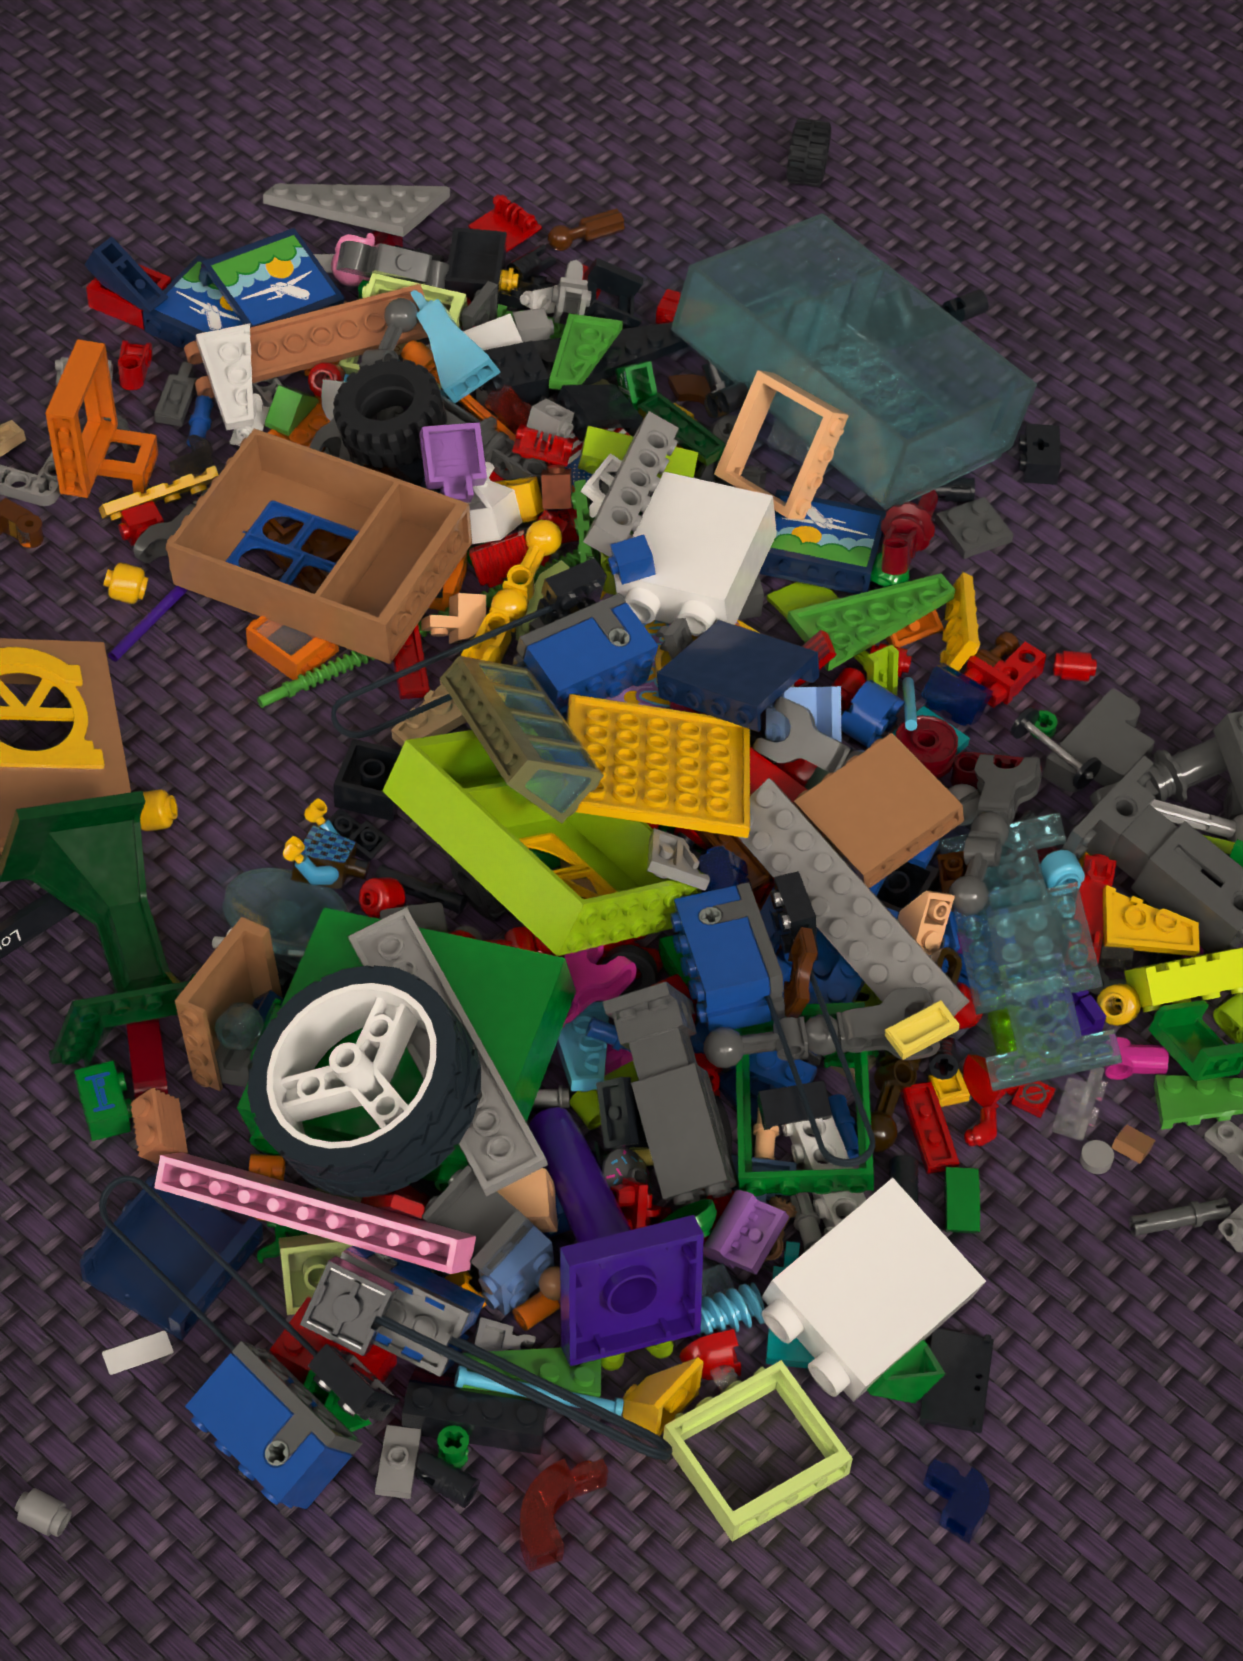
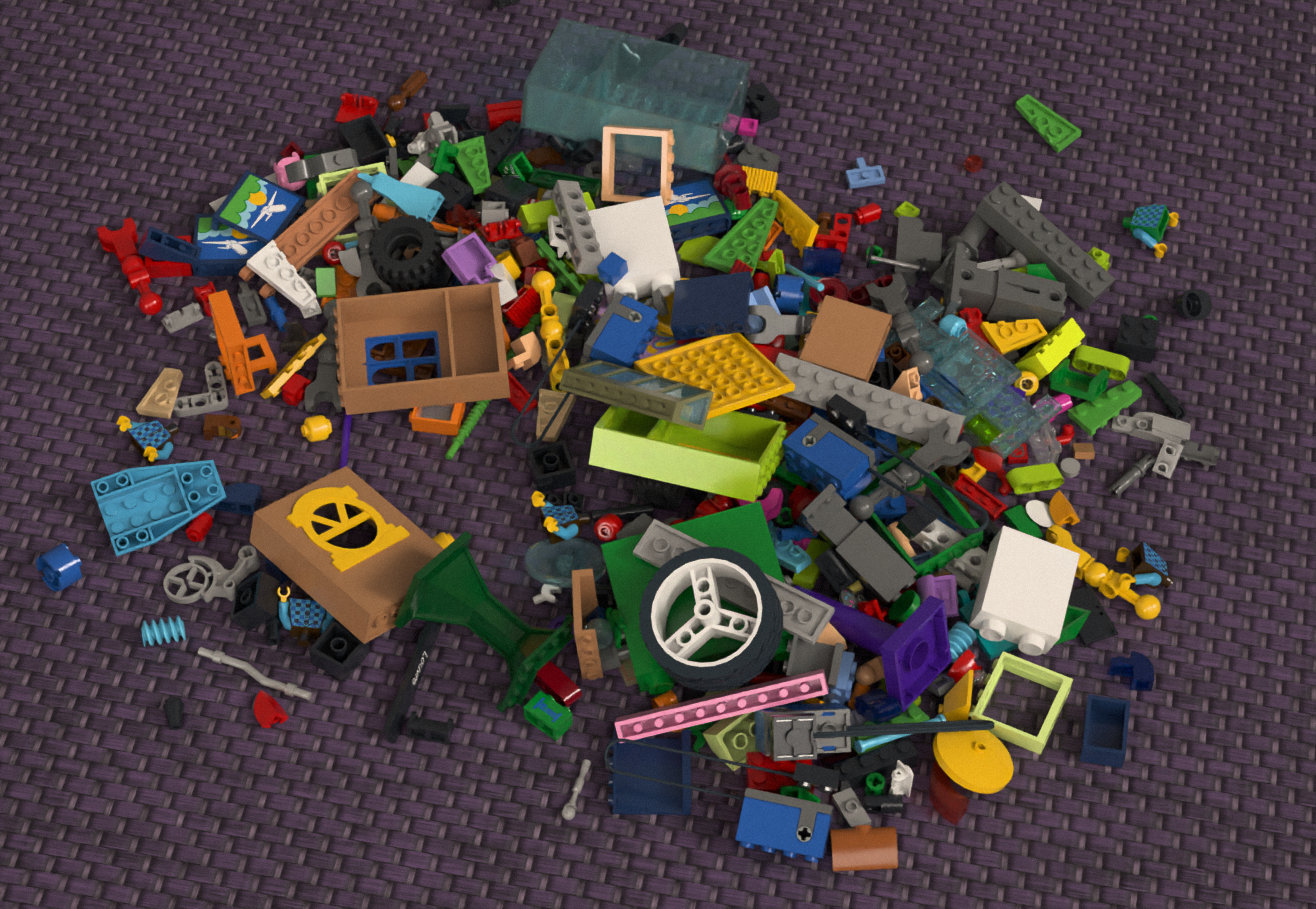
camera: 30 degrees left, 0 degrees up
(26, 1241) = (569, 808): none -> light grey piece
(71, 292) = (133, 267): none -> red piece
(137, 1352) = (673, 833): white sticker -> none
(158, 1125) = (593, 712): nougat brick -> none
(367, 1525) = (863, 848): none -> dark orange panel
(375, 207) = (274, 134): light grey wing -> none
(395, 1204) = (766, 676): red tile -> none
(487, 1459) = (901, 780): none -> white hinge
(535, 1336) = (877, 706): none -> clear blue brick
(544, 323) = (440, 157): none -> green hips
(615, 1494) = (974, 760): none -> yellow dish
(657, 1358) = (941, 685): none -> dark grey tile
(672, 859) = (767, 421): light grey wing -> none
(723, 868) = (792, 415): clear blue brick -> none
(803, 956) = (872, 438): reddish brown tile -> none
(842, 1561) = (1105, 731): none -> dark blue piece
(921, 1029) = (960, 443): light yellow tile -> none
(953, 552) = (760, 181): none -> yellow brick
(1001, 477) = (748, 127): none -> dark pink tile
(1001, 1199) = (1039, 513): none -> white sticker
(1014, 1330) = (1099, 576): none -> yellow piece
(1027, 1144) = (1035, 478): none -> lime beam
(1036, 1211) = (1062, 510): none -> light orange brick
(1088, 1359) = (1145, 567): none -> torso
(1112, 614) = (864, 175): none -> medium blue hinge
(1124, 1111) = (1066, 435): none -> red arm
(1137, 689) = (906, 209): none -> lime tile

